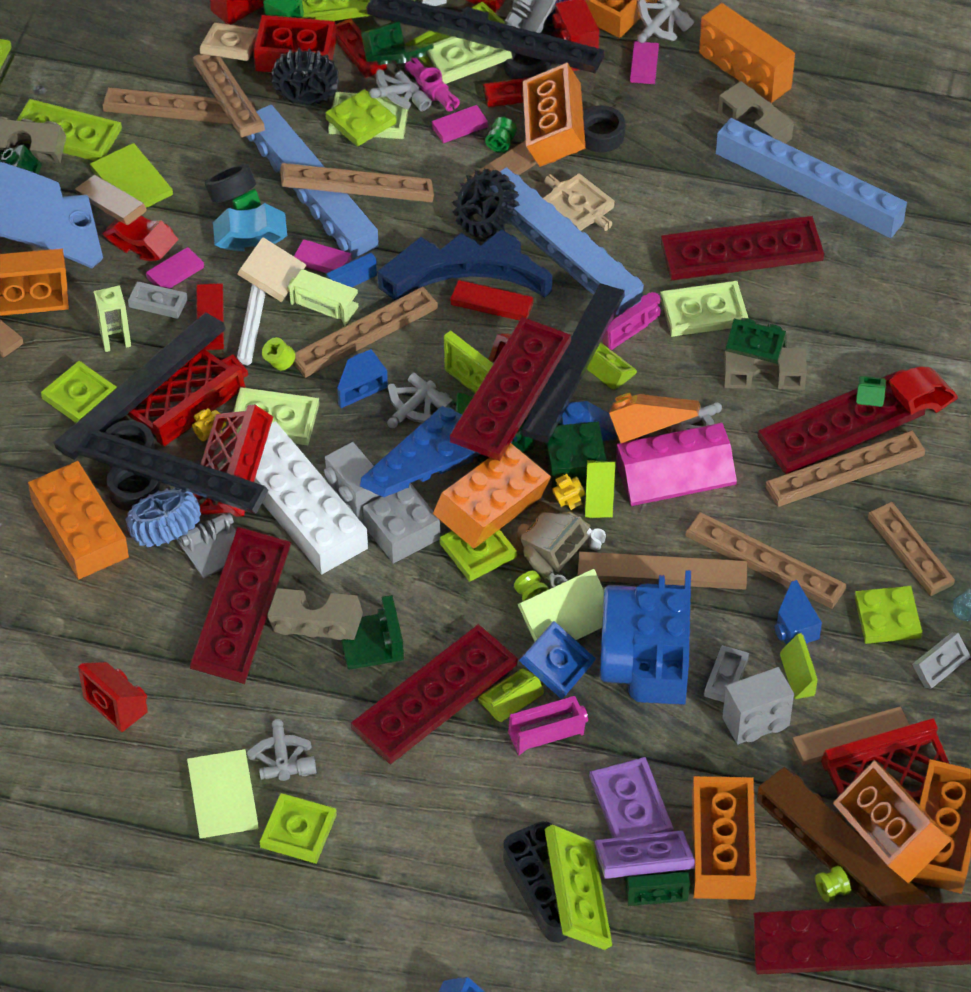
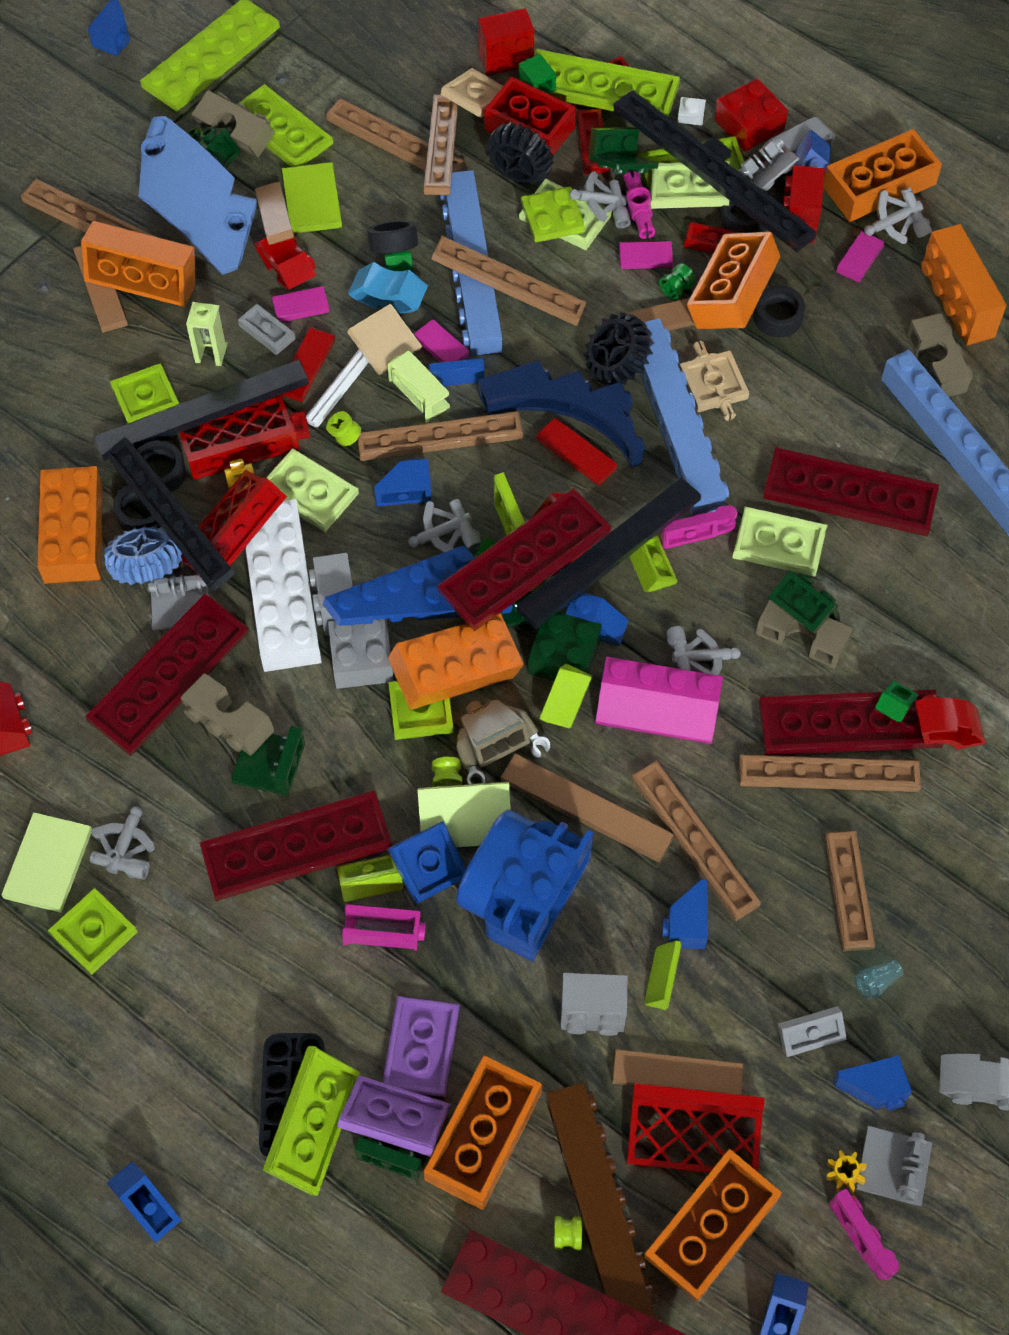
camera: 25 degrees right, 10 degrees up
(568, 491) = (536, 685): yellow gear -> none
(647, 413) = (654, 637): orange slope -> none
(726, 670) = (587, 948): light grey plate -> none
(888, 614) = (787, 954): lime plate -> none
(891, 822) = (650, 1204): orange brick -> none

